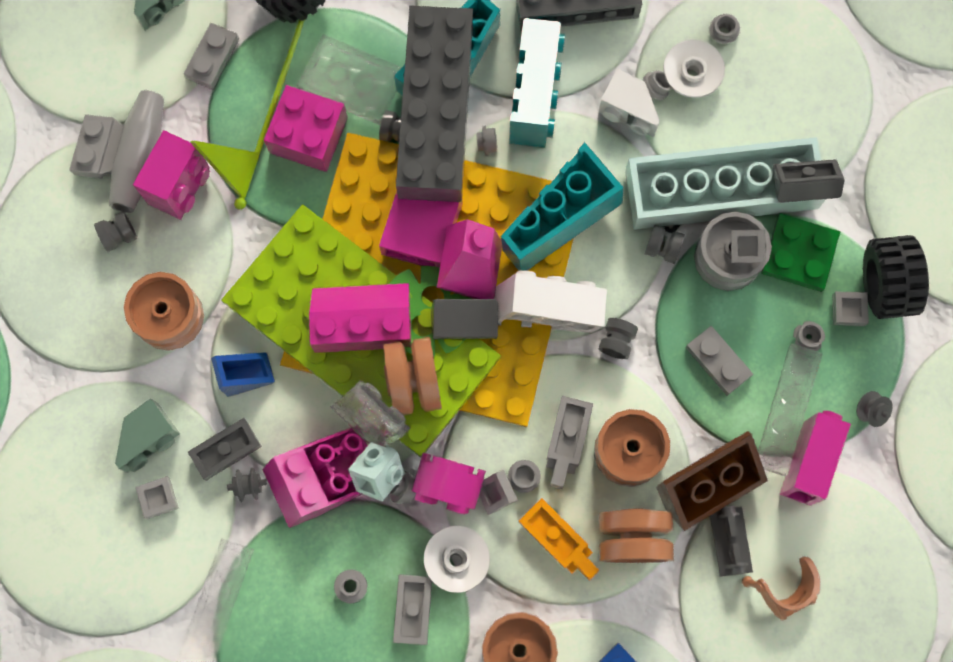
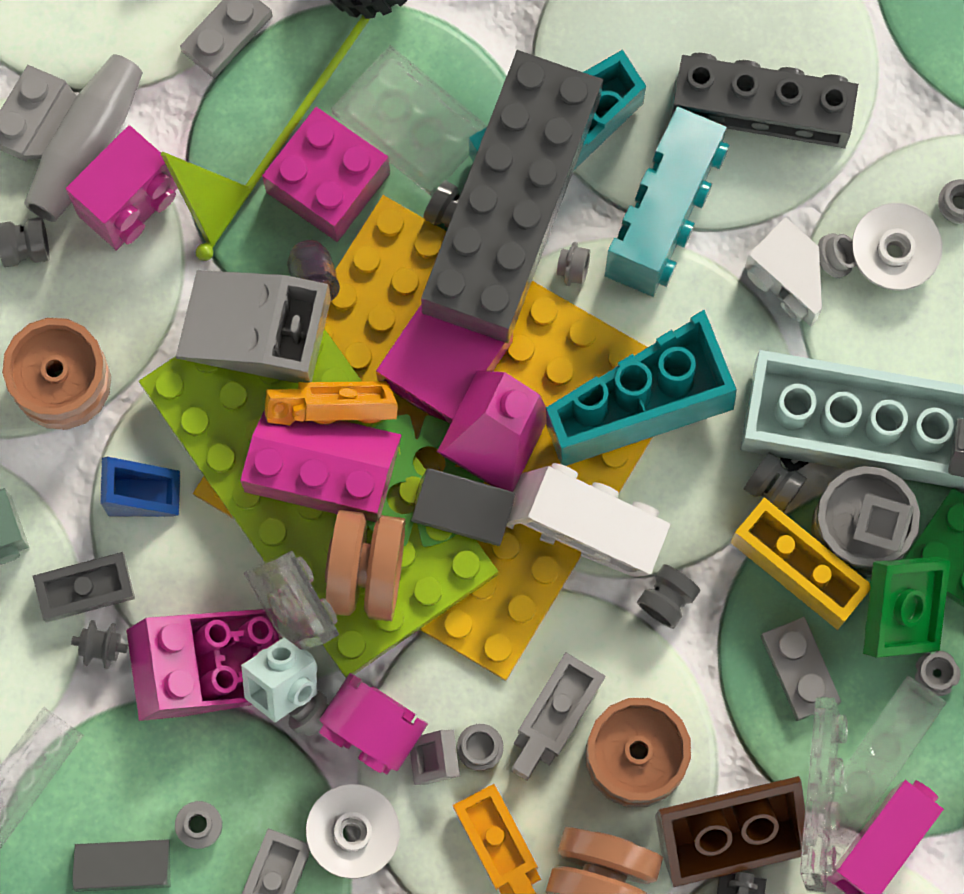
camera: 15 degrees right, 0 degrees up
(288, 237) = (255, 324): none -> light grey slope
(306, 630) = (121, 865): none -> dark grey slope
(317, 195) = (313, 262): none -> brick
(355, 275) = (331, 402): none -> light orange hinge
(700, 291) = (800, 563): none -> yellow brick
(768, 451) = (821, 812): none -> clear plate
(778, 298) = (906, 606): none -> green plate

